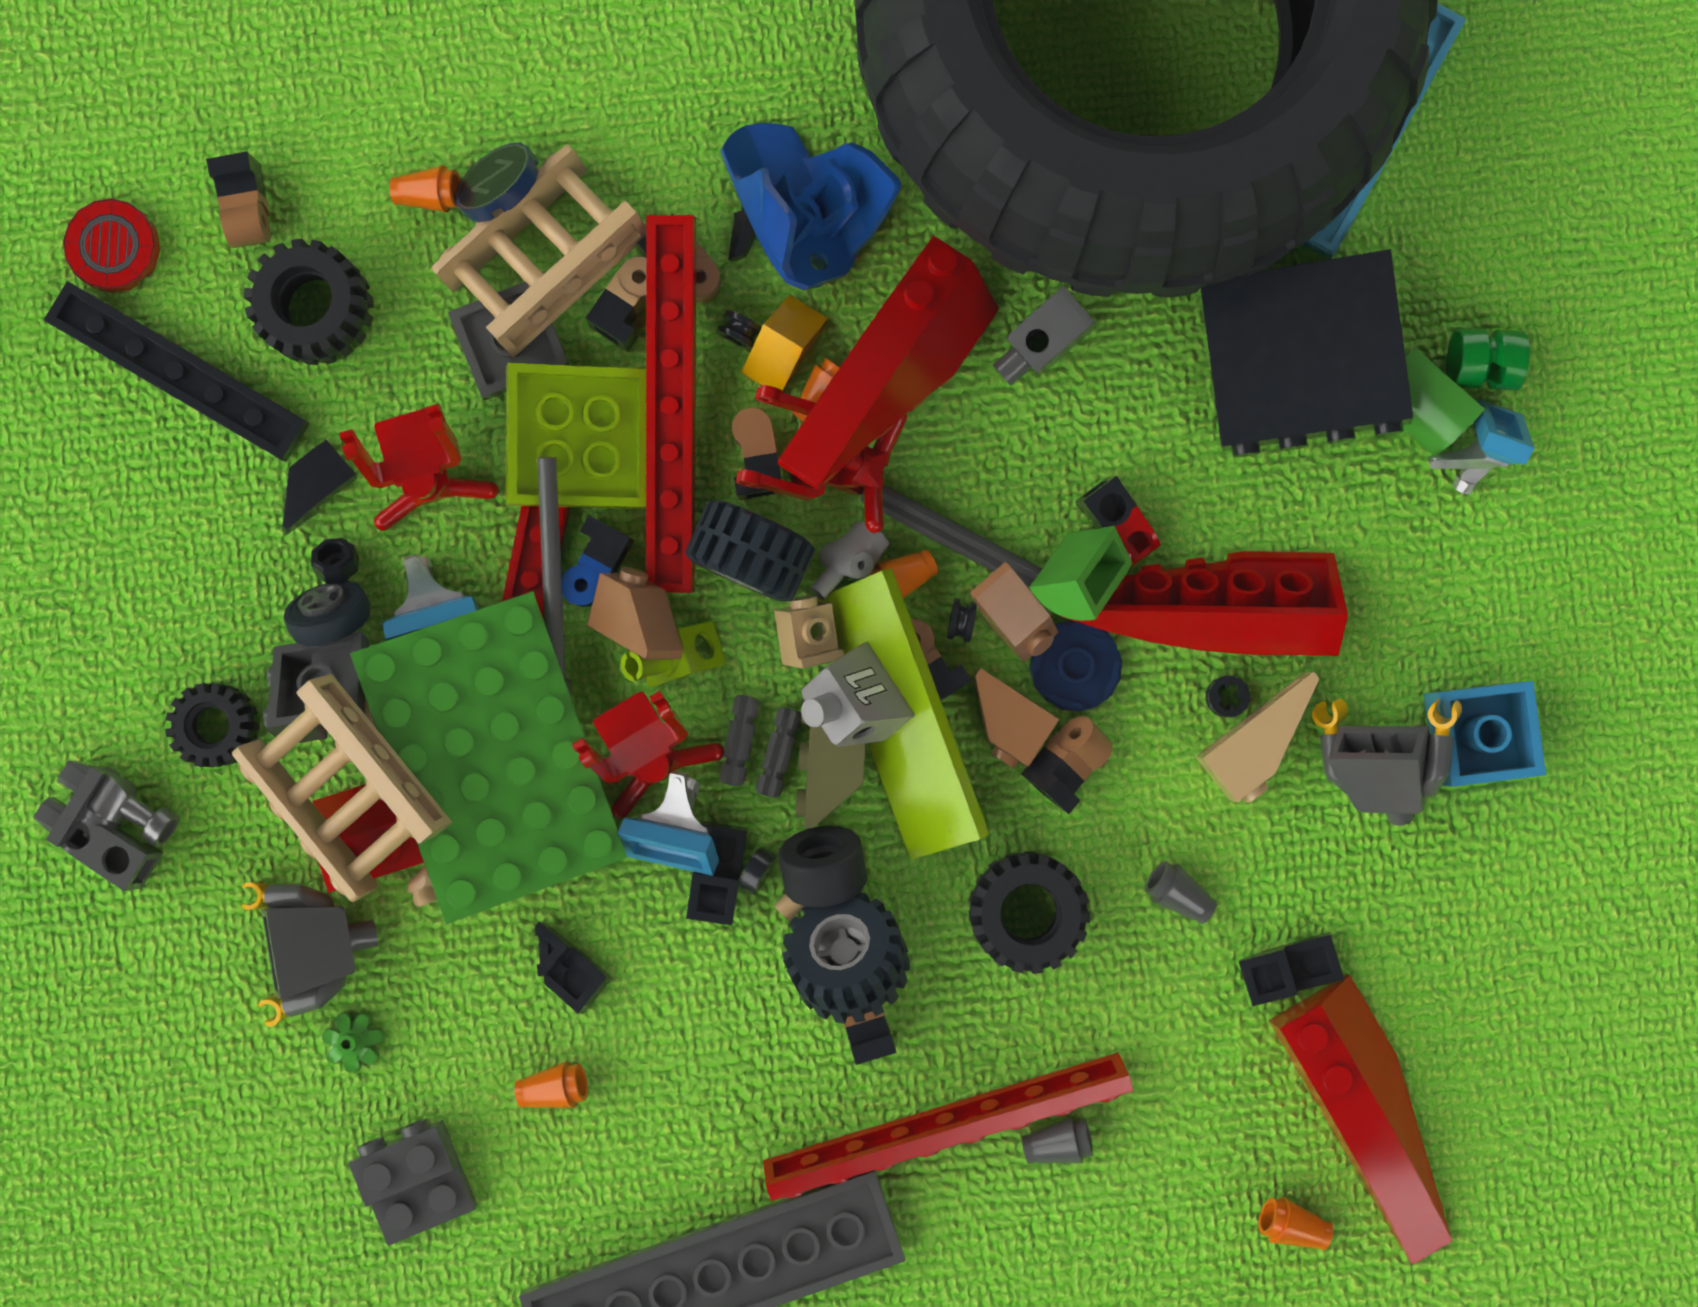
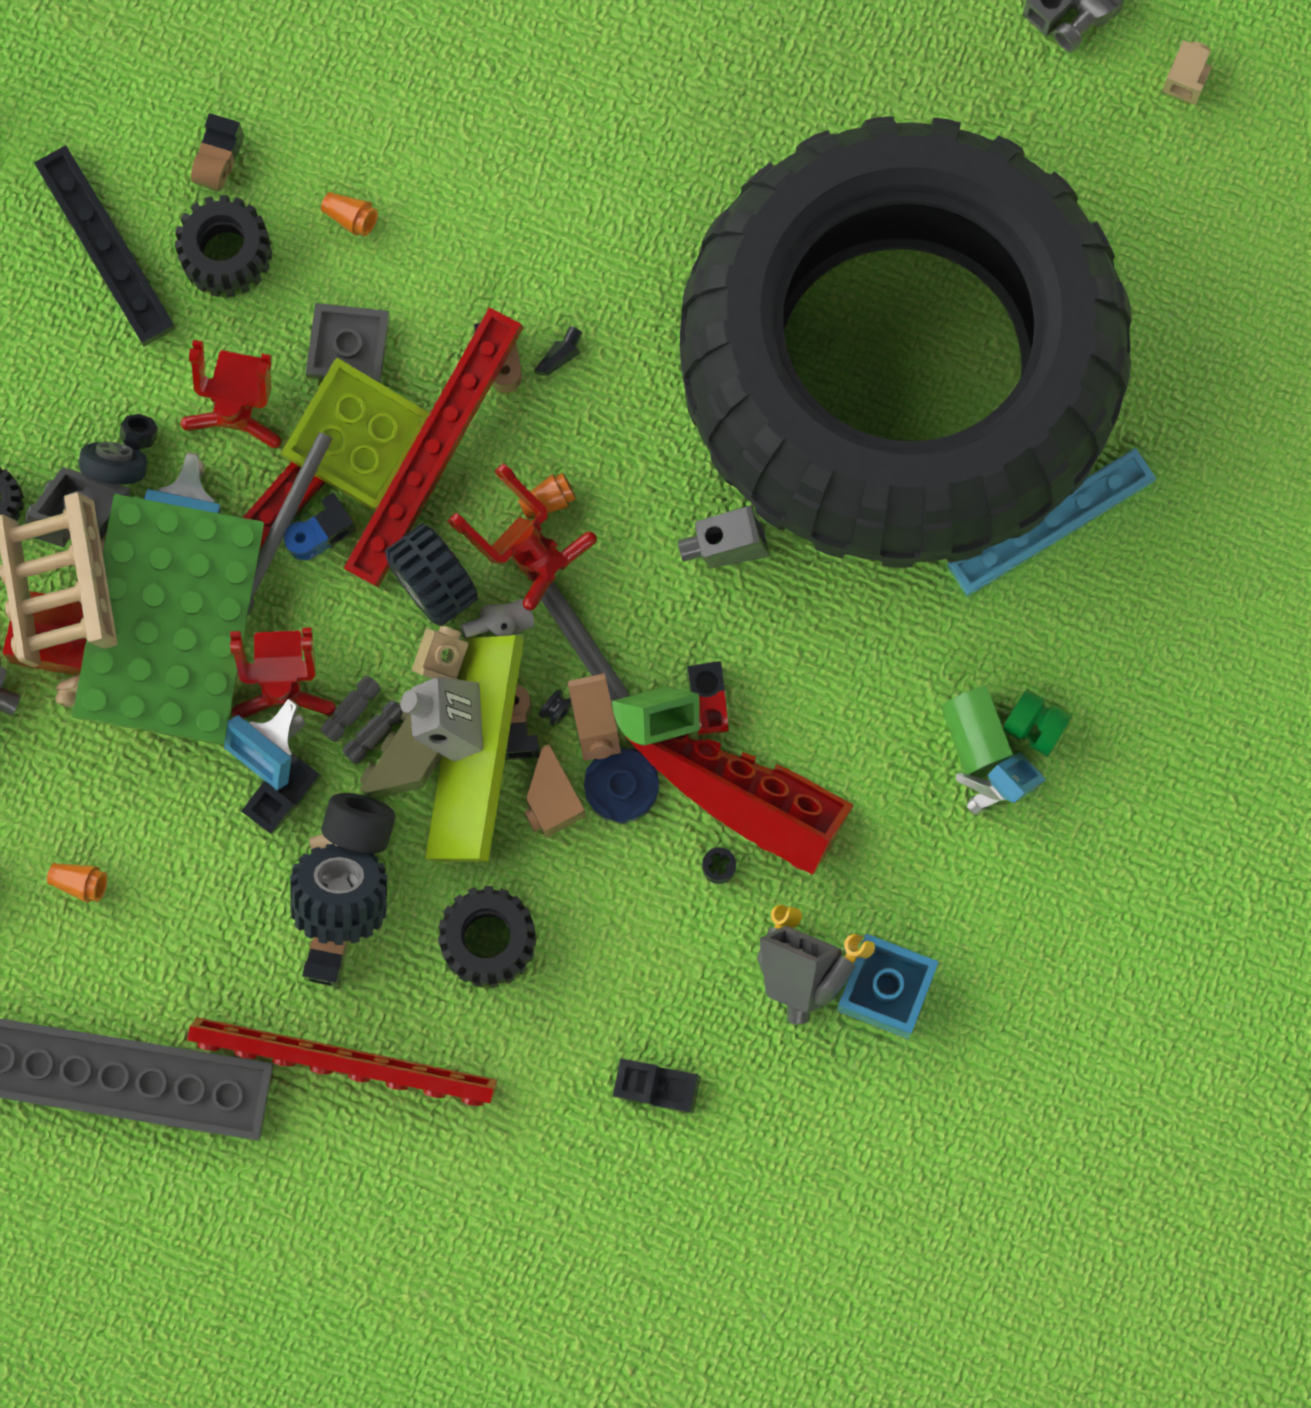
camera: 30 degrees right, 10 degrees down
(111, 245) = (109, 137): tile -> none
(313, 482) = (154, 370): black slope -> none
(497, 182) = (400, 232): tile -> none
(566, 280) = (408, 323): tan fence -> none
(568, 970) = (136, 805): black slope -> none
(621, 304) = (438, 361): leg -> none
(635, 615) = (326, 576): medium nougat slope -> none
(666, 670) = (337, 622): lime bracket -> none
(739, 329) = (513, 422): black bush -> none
(757, 440) = (479, 511): medium nougat leg -> none
(757, 870) = (310, 805): black tile -> none
(783, 343) = (539, 448): yellow slope -> none
(806, 205) = (608, 359): blue piece -> none
(896, 363) = (610, 497): red wedge -> none
(910, 570) = (539, 654): orange cone -> none
(1059, 1143) = (417, 1118): dark grey cone -> none
(1068, 761) = (576, 847): leg -> none
(1179, 892) = (605, 986): dark grey cone -> none
(1257, 744) = (715, 909): tan slope -> none
(1293, 1225) = (554, 1272): orange cone -> none
(1307, 354) = (905, 648): black brick -> none
(1368, 1109) = (658, 1216): red wedge -> none

